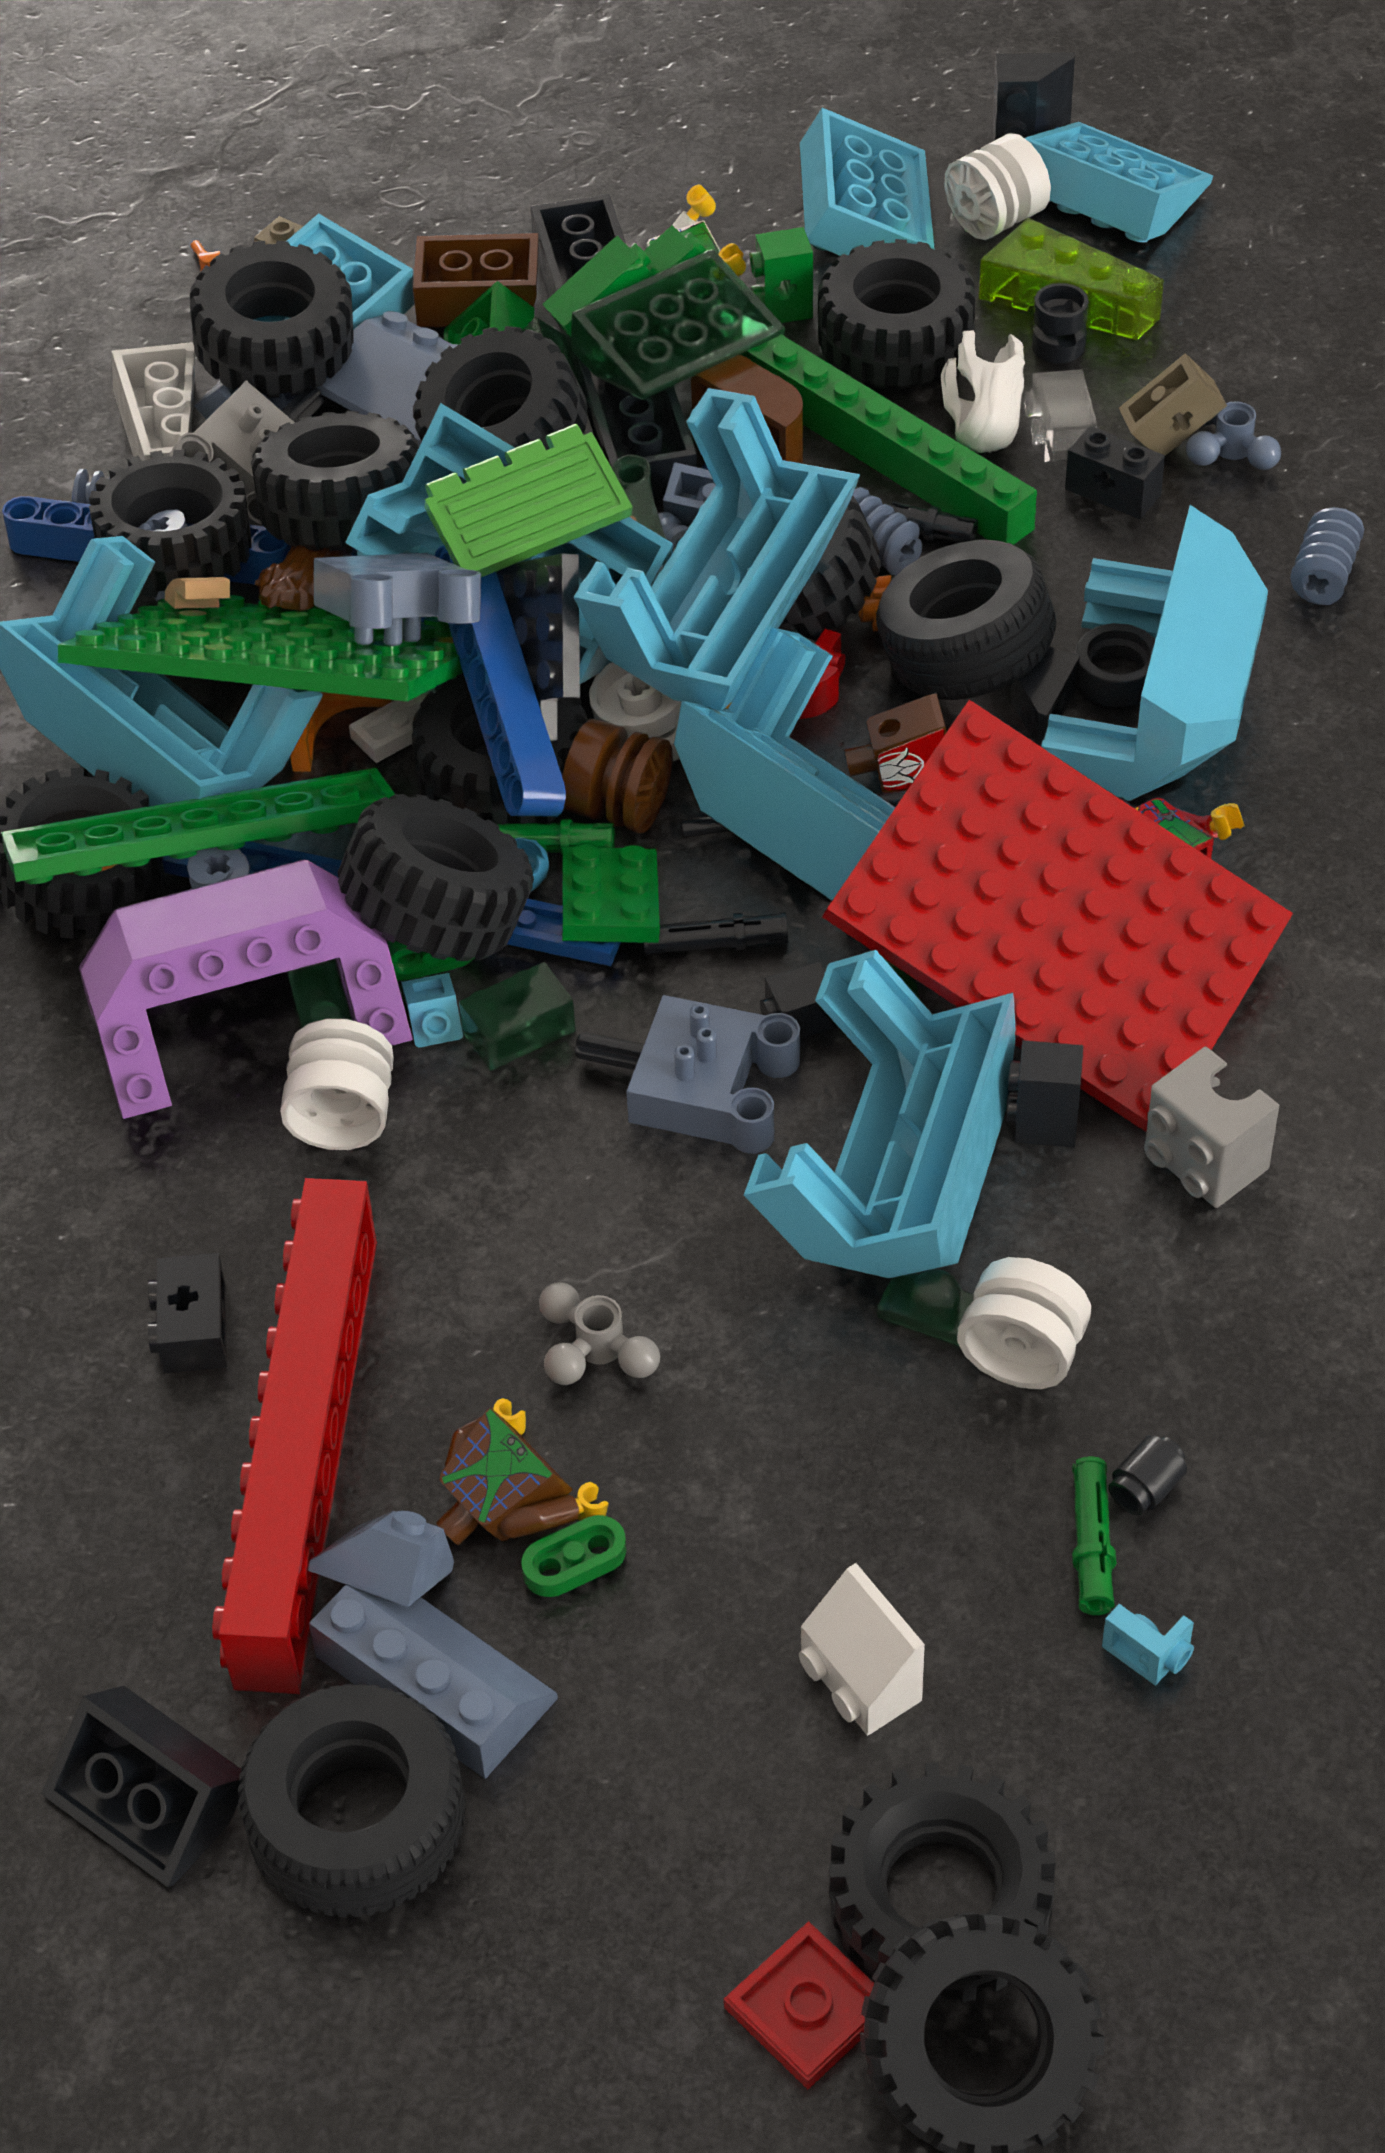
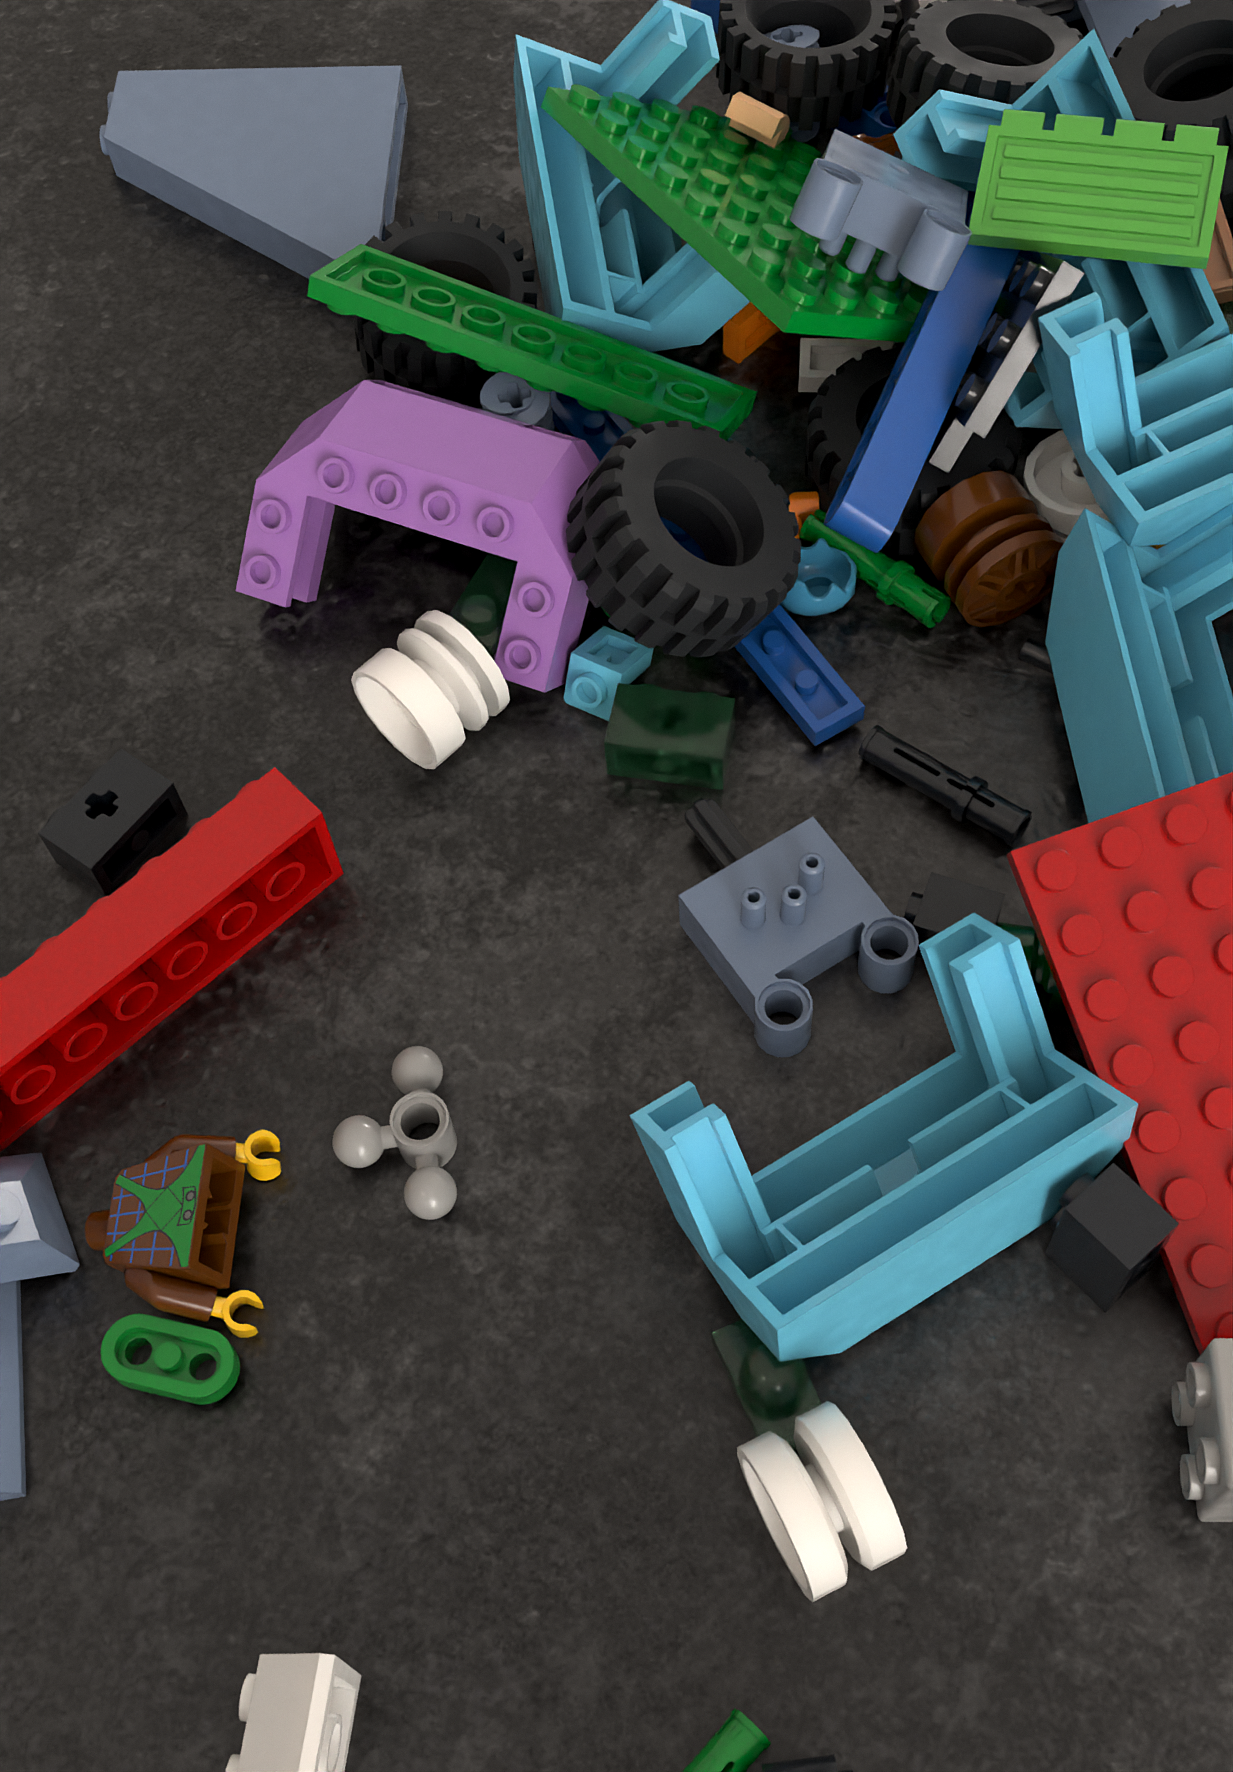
camera: 45 degrees right, 10 degrees up
(610, 894) = (872, 671): green plate -> none

